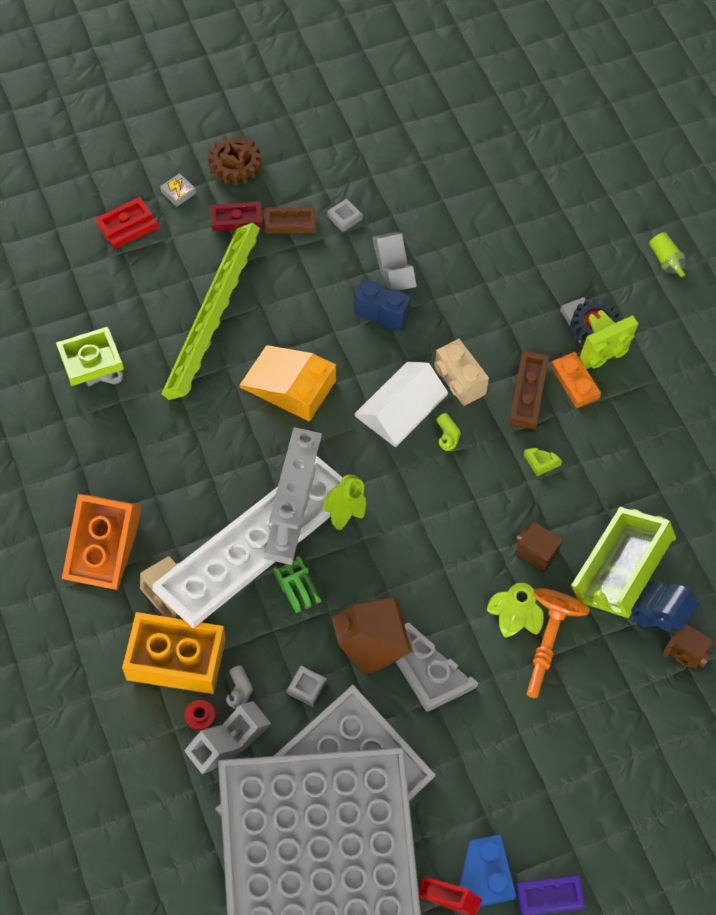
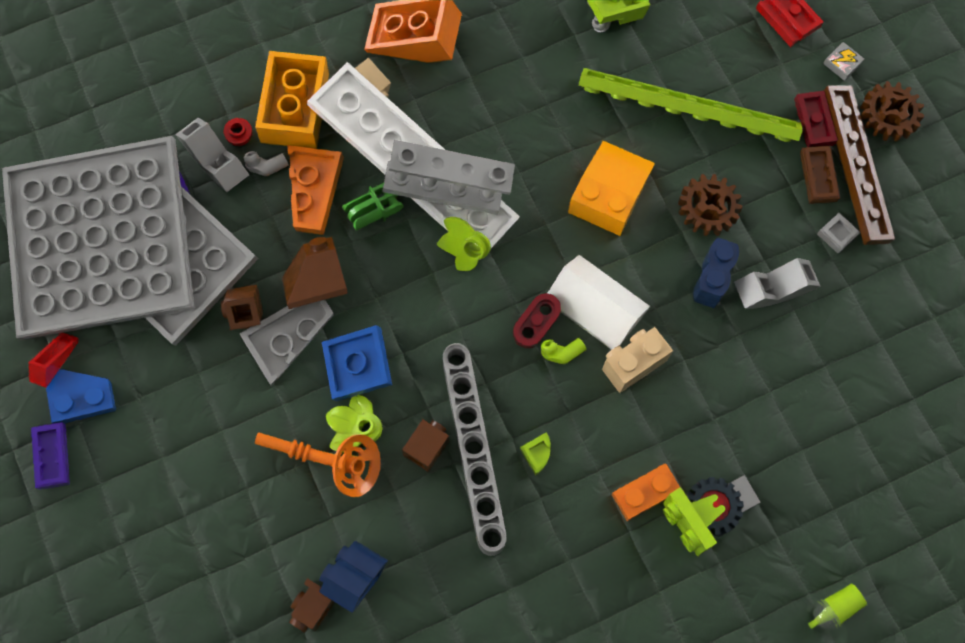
camera: 85 degrees right, 10 degrees up
(268, 640) = (314, 182): none -> orange wing
(285, 190) = (859, 166): none -> plate
(306, 686) = (269, 224): light grey tile -> none
(314, 304) = (710, 208): none -> reddish brown gear
(402, 702) = (242, 307): none -> reddish brown brick
(422, 448) = (536, 321): none -> dark red plate
(460, 601) = (356, 363): none -> blue hinge
(525, 504) = (473, 462): none -> light grey beam
(528, 390) = (625, 436): reddish brown plate -> none
(623, 561) = (408, 535): lime door -> none

